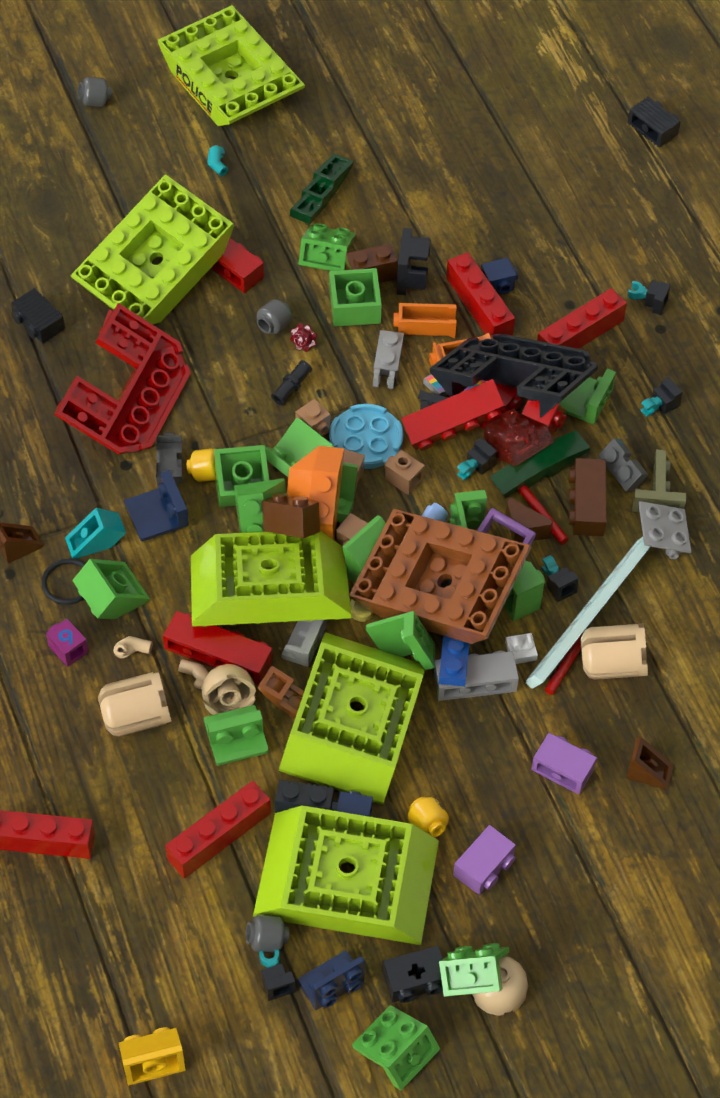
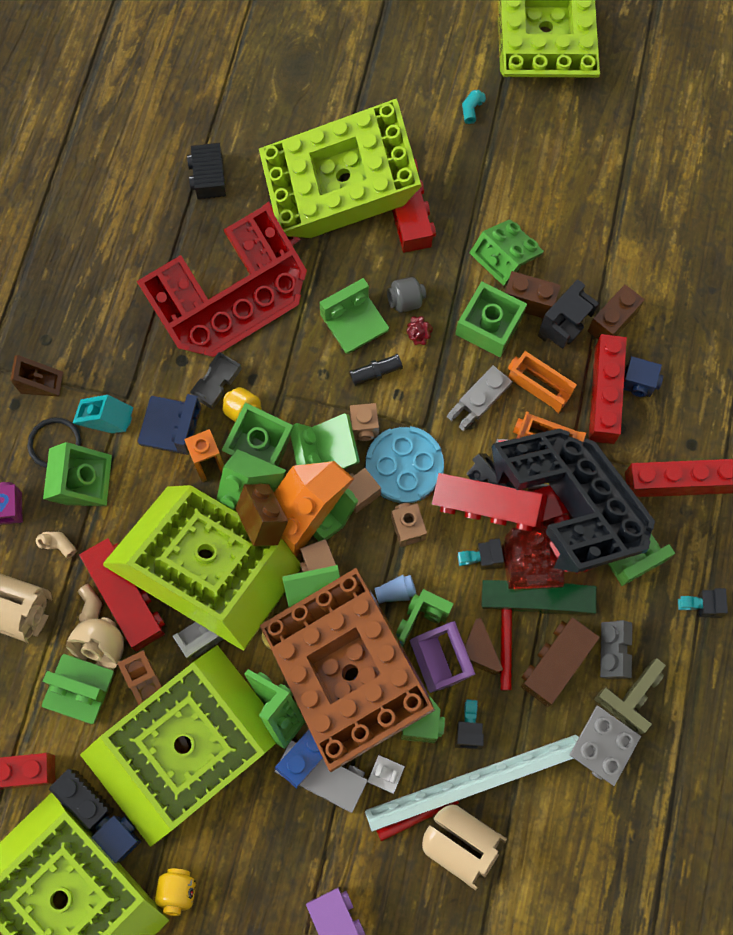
camera: 35 degrees right, 15 degrees up
(210, 506) = (202, 448): none -> orange window
(243, 356) = (353, 316): none -> bright green bracket
(321, 190) = (544, 189): dark green slope -> none
(446, 243) = (616, 313): none -> reddish brown brick

